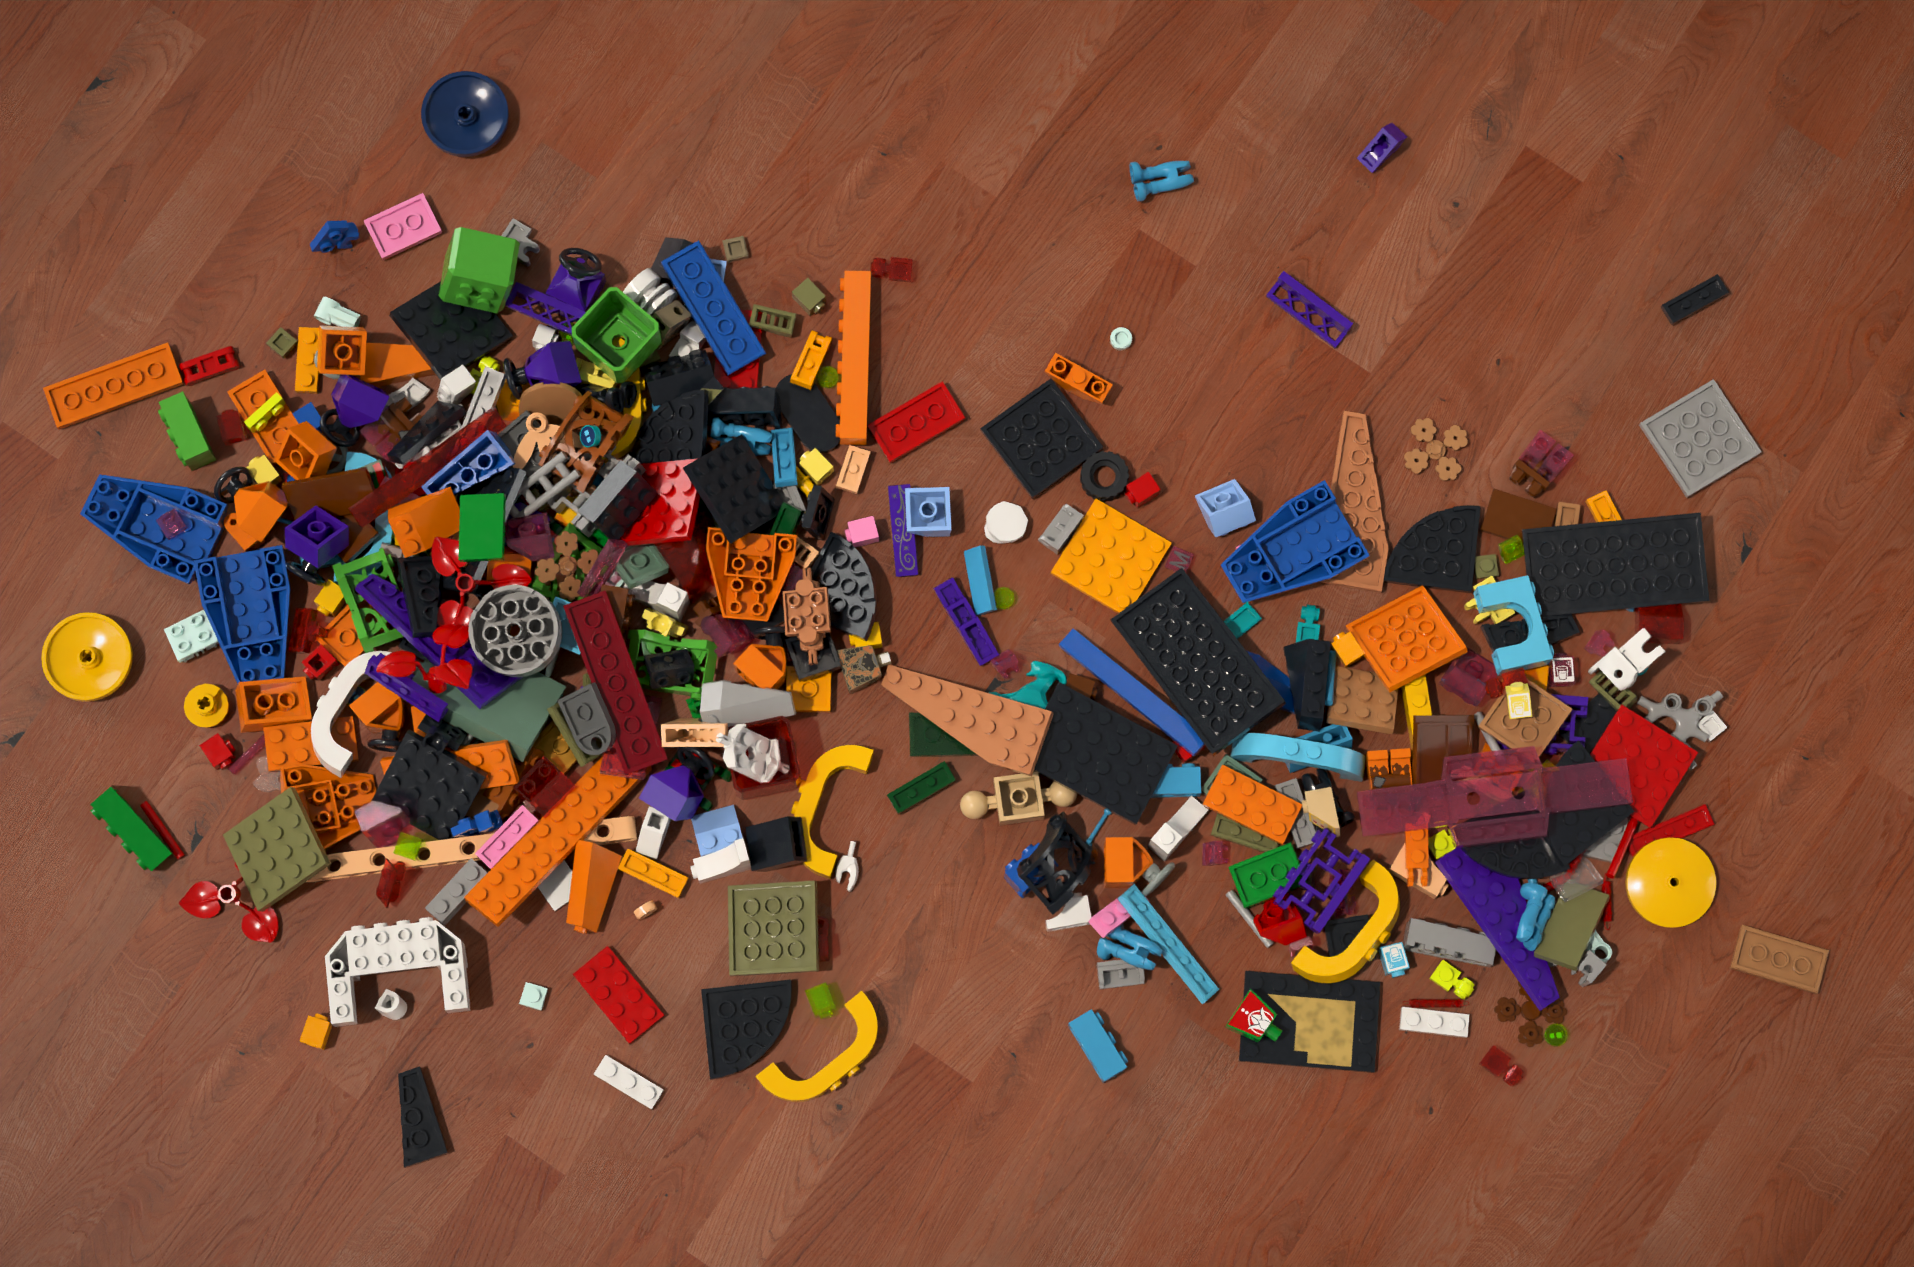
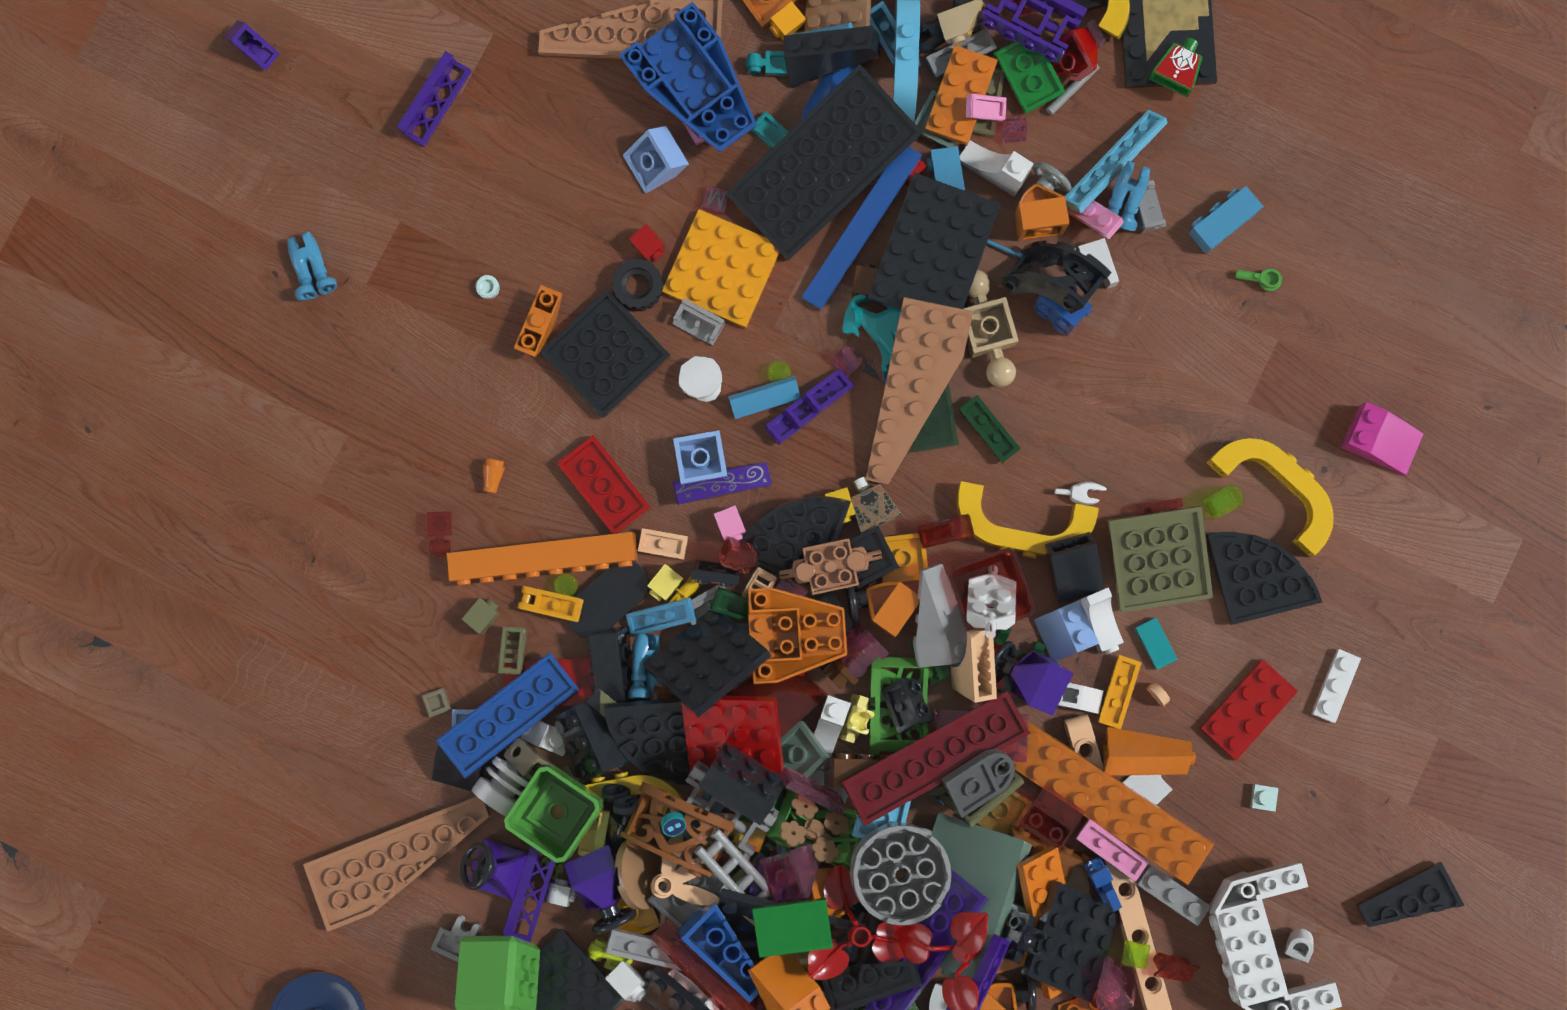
camera: 95 degrees left, 5 degrees up
(590, 176) = (372, 872): none -> nougat wing
(694, 916) = (1156, 643): none -> teal tile
(827, 728) = (945, 531): none -> clear red brick
(831, 532) = (737, 555): none -> clear red brick
(860, 1166) = (1382, 438): none -> dark pink slope
(941, 322) = (492, 474): none -> orange cone
(1033, 1080) = (1269, 279): none -> bright green plate
(1235, 825) = (985, 107): none -> bright pink tile

